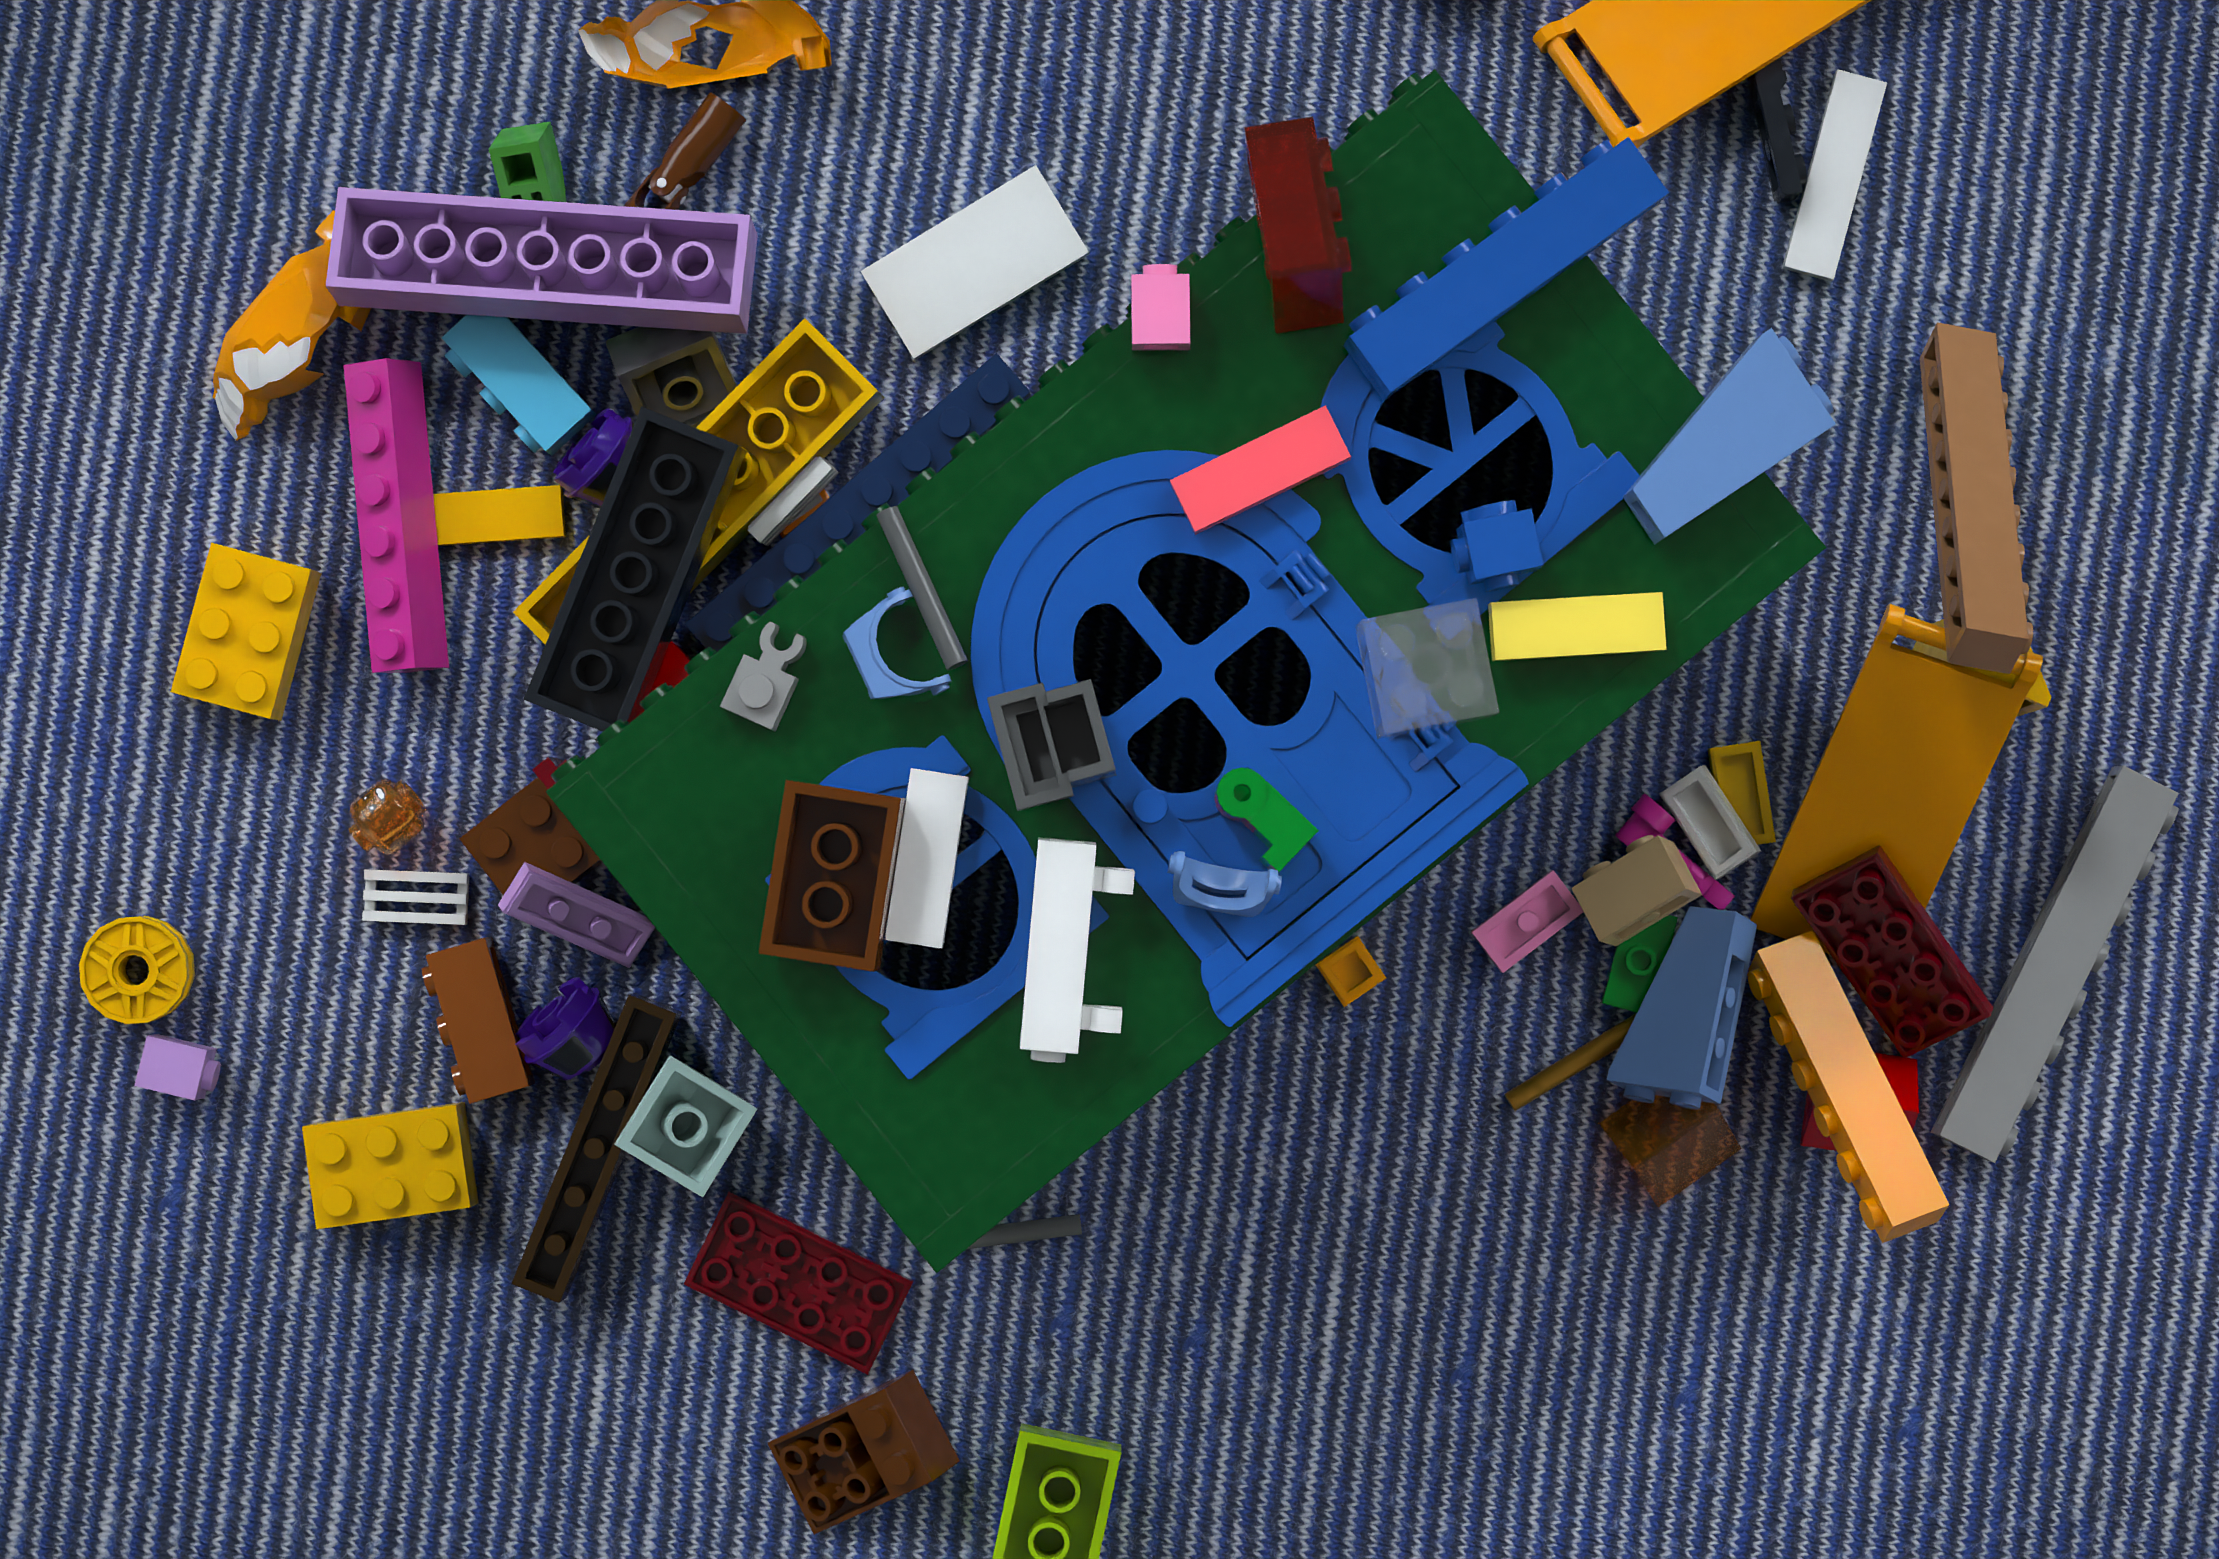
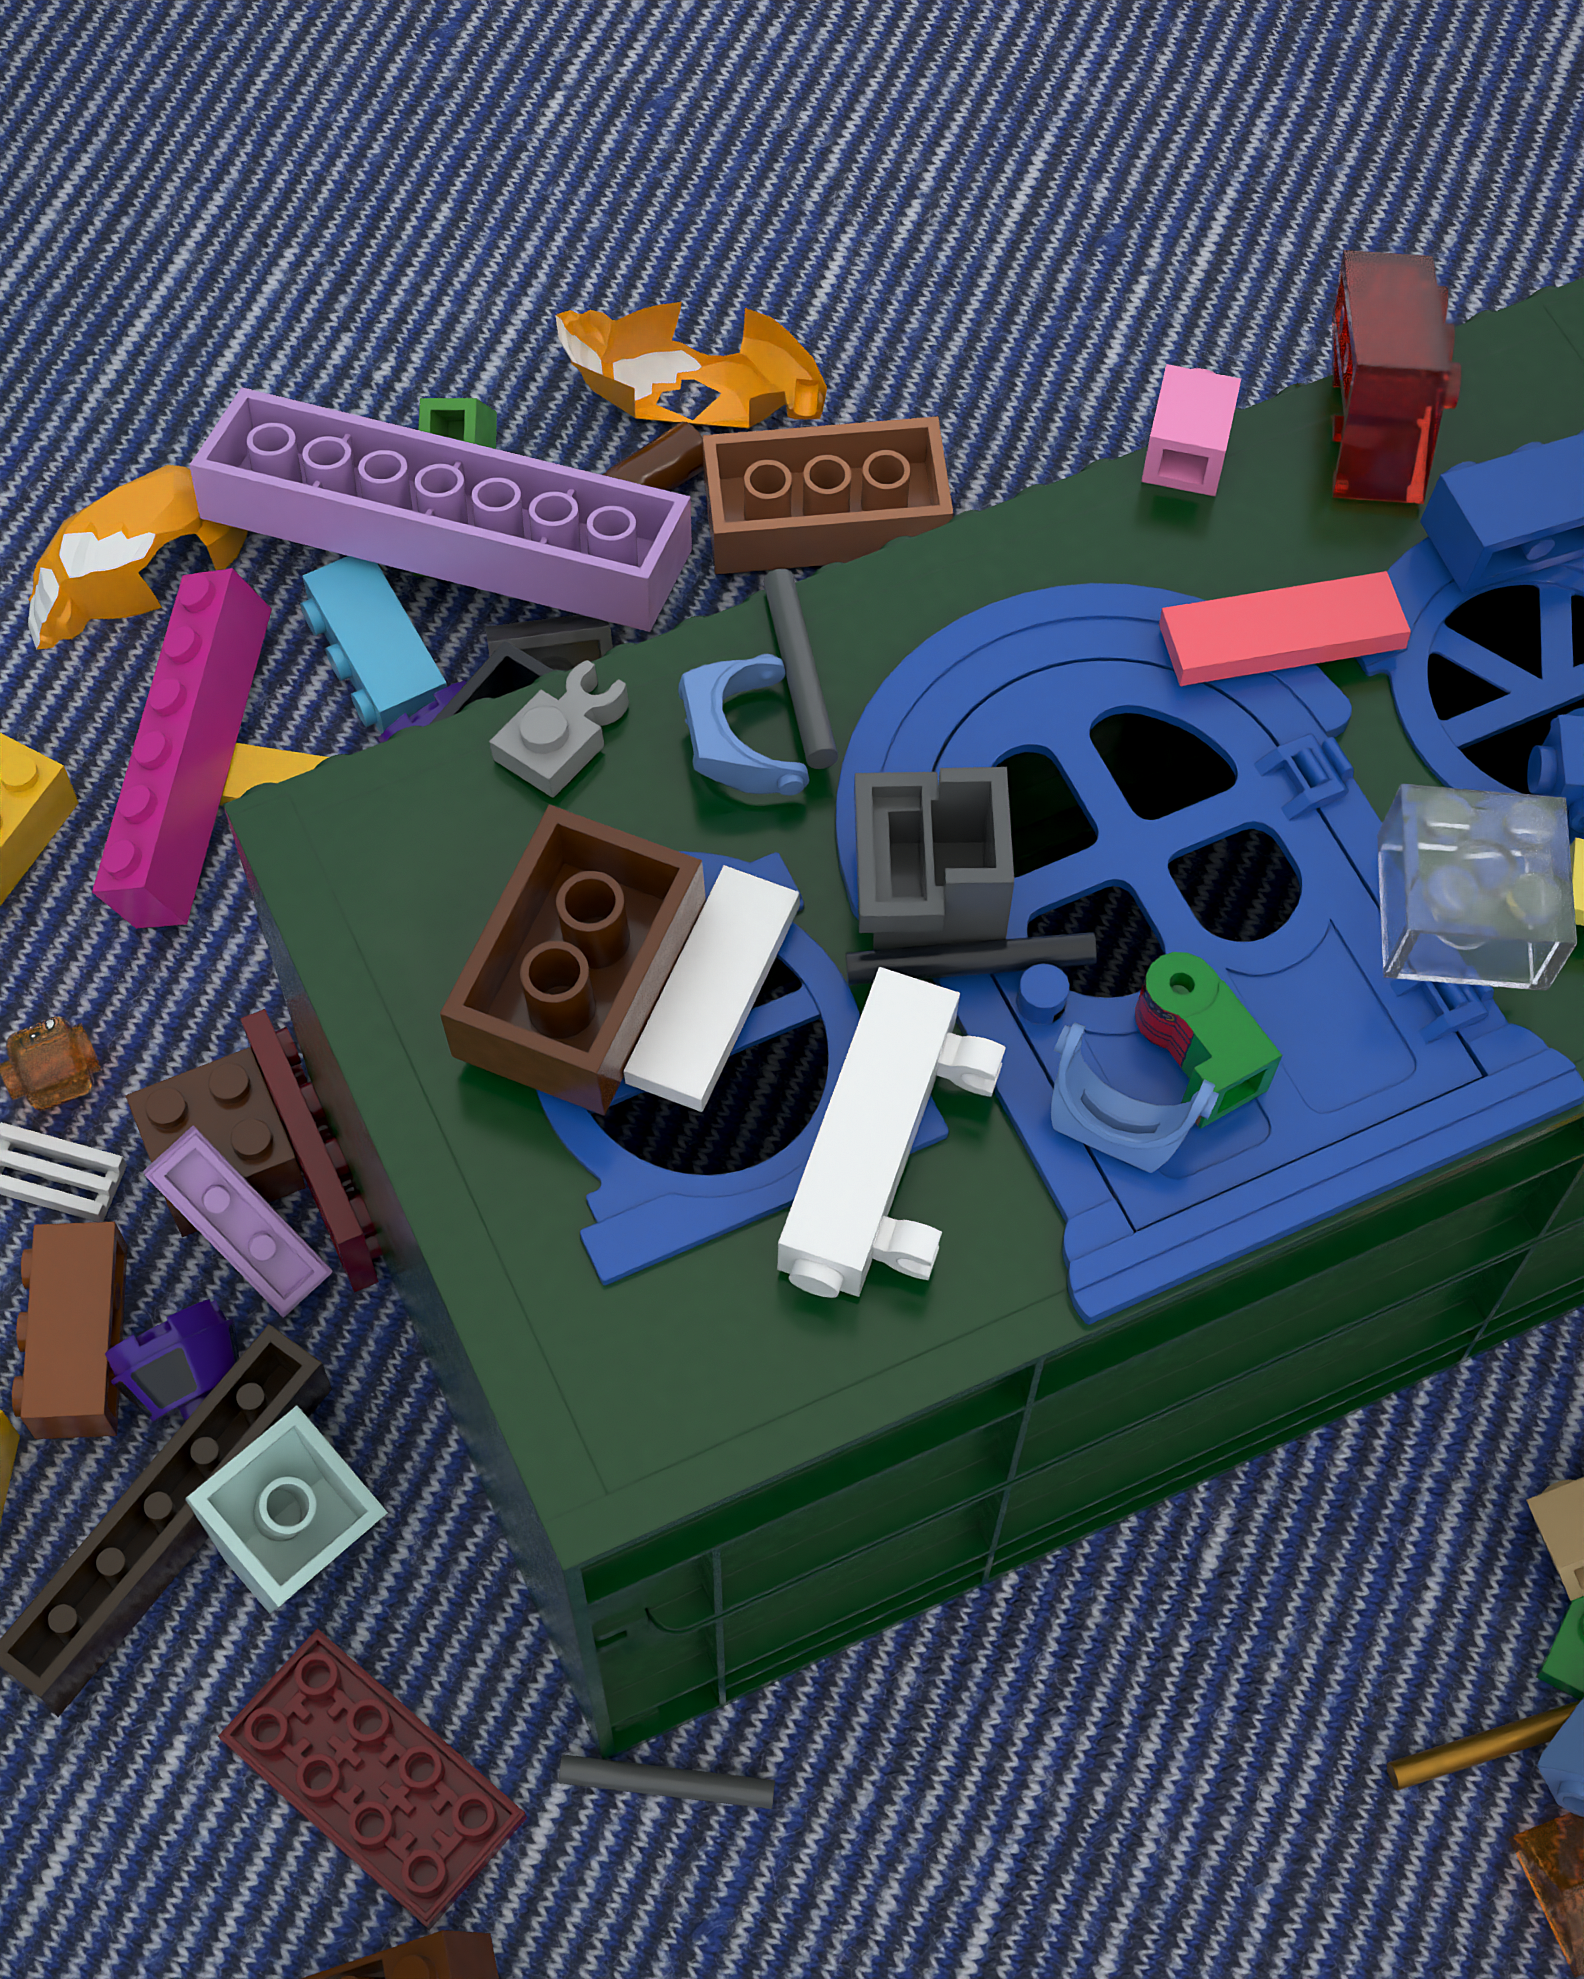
camera: 10 degrees right, 25 degrees down
(854, 139) = (822, 492): none -> nougat brick
(1099, 793) = (973, 957): none -> black bar
(1350, 971) = (1208, 1550): light orange tile -> none
(1527, 921) = (1456, 1539): bright pink plate -> none

